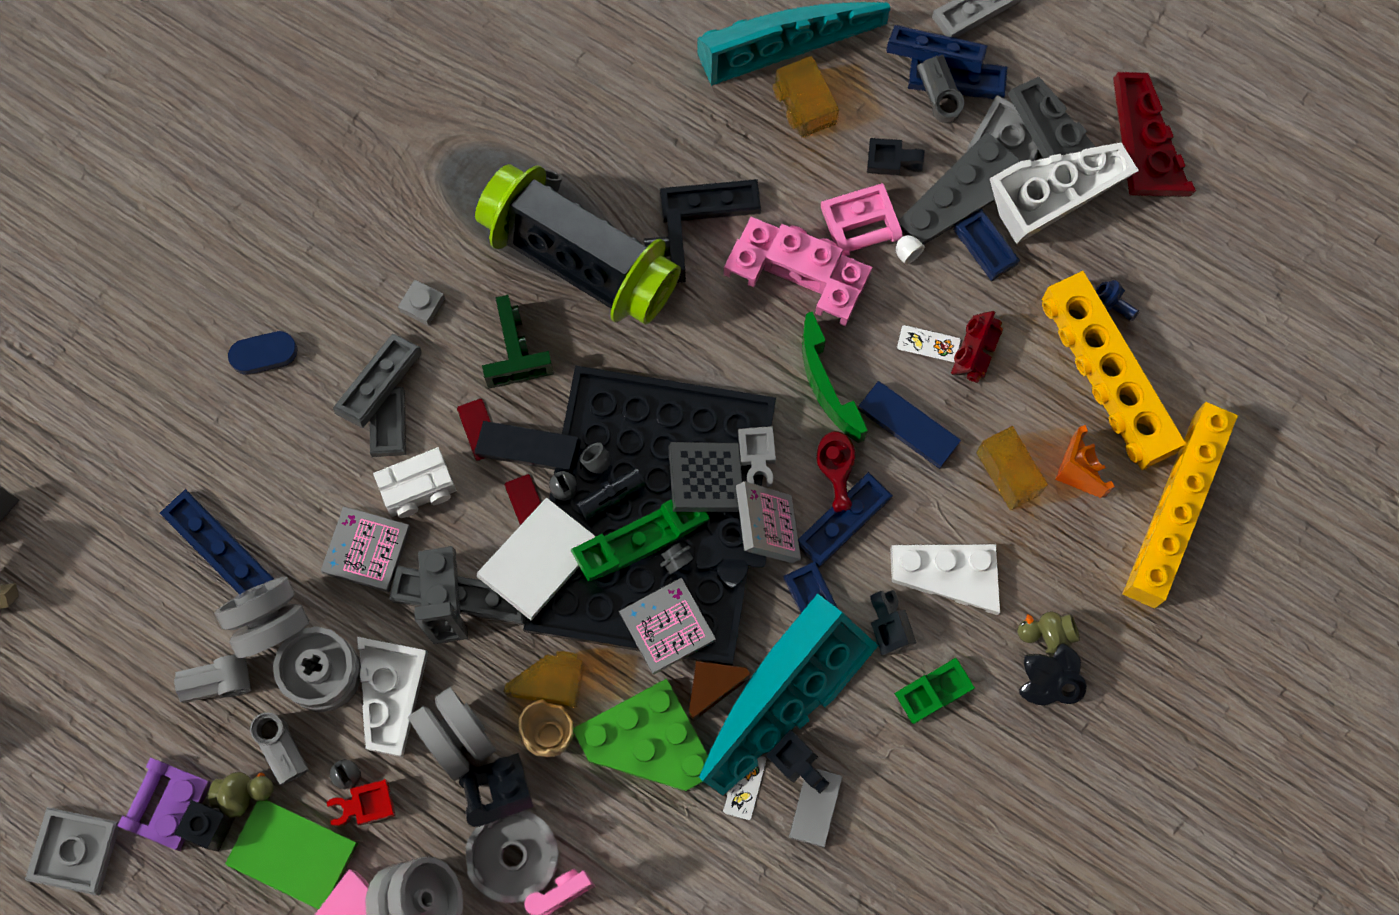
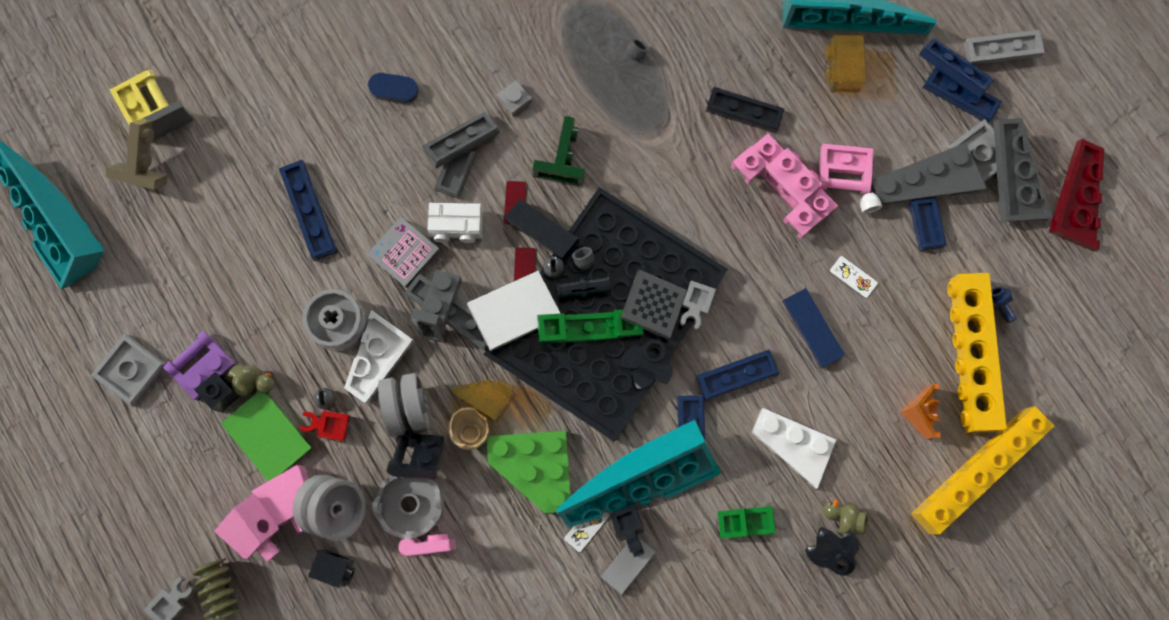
camera: 25 degrees right, 5 degrees up
(224, 678) = (272, 298): light grey piece -> none
(262, 617) = (312, 269): light grey wheel -> none
(279, 751) = (288, 364): light grey piece -> none
(576, 244) = (636, 102): brick -> none
(667, 626) = (581, 395): light grey tile -> none
(673, 241) = (701, 130): black tile -> none
(676, 557) = (608, 351): dark grey plate -> none
(713, 684) = (594, 449): reddish brown slope -> none
(768, 522) = (682, 354): light grey tile -> none
(836, 461) = (750, 331): dark red piece -> none
(844, 416) = (770, 303): green slope -> none
(888, 156) = (885, 130): black plate -> none
(892, 626) = (737, 465): black plate -> none
(940, 86) = (946, 95): dark grey piece -> none
(982, 332) = (895, 285): dark red hinge -> none
(1011, 468) = (872, 391): clear yellow brick -> none
(1047, 189) = (988, 203): white wedge -> none

